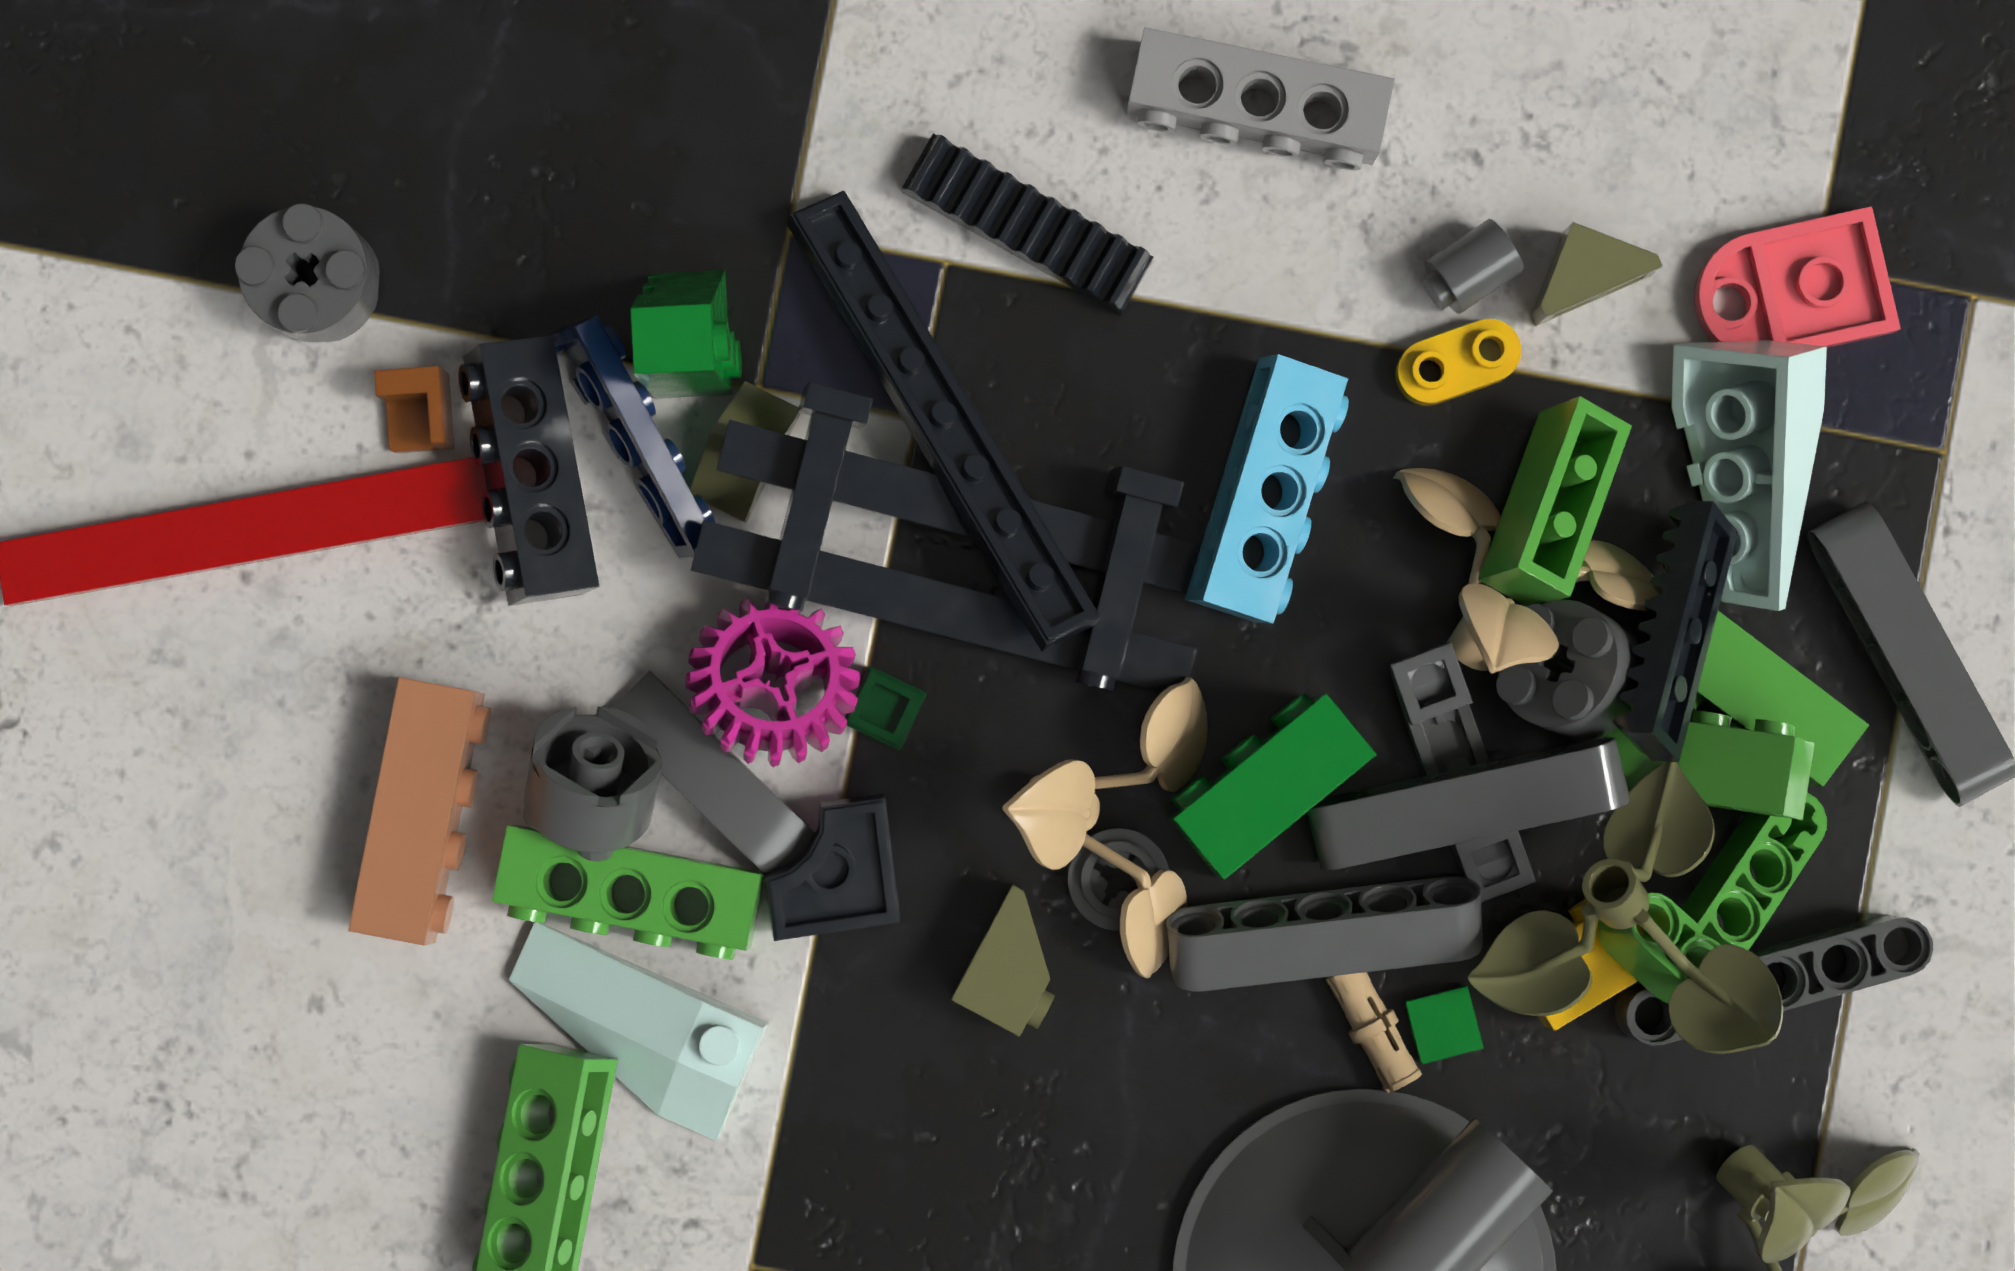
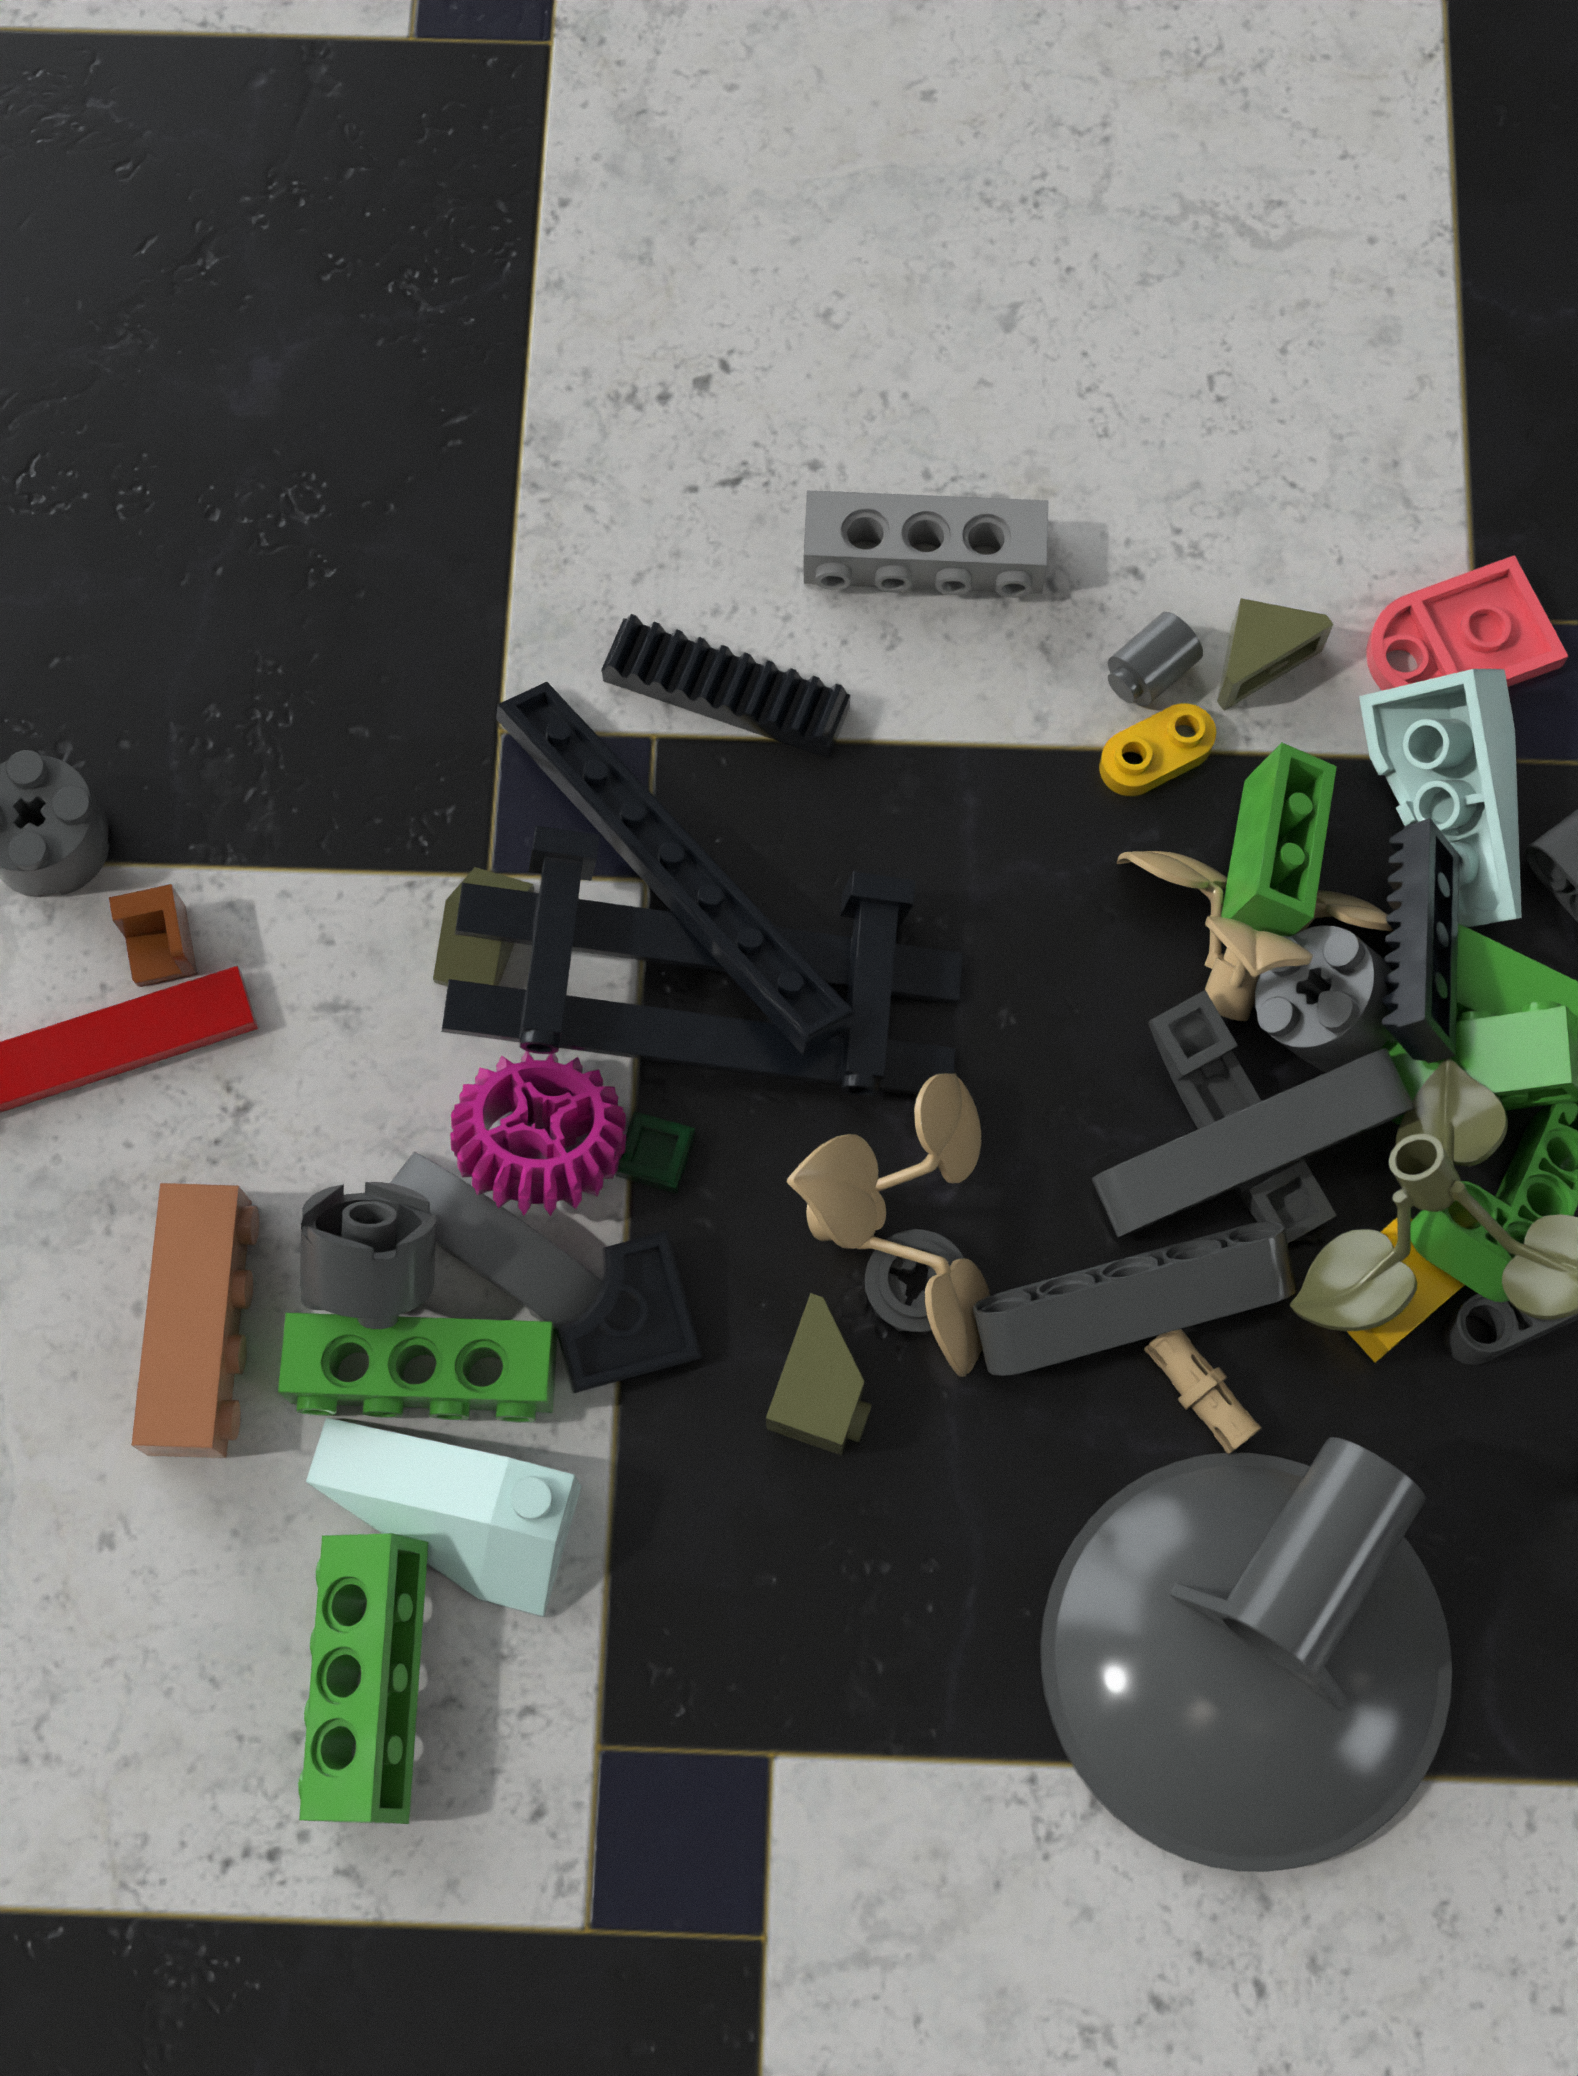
camera: 10 degrees left, 15 degrees down
(532, 375) = (262, 883): black brick -> none
(631, 430) = (372, 925): dark blue wing -> none
(684, 336) = (410, 824): green wedge -> none
(1220, 573) = (970, 971): medium azure brick -> none
(1269, 783) = (1050, 1152): green brick -> none
(1443, 1024) = (1272, 1376): green tile -> none

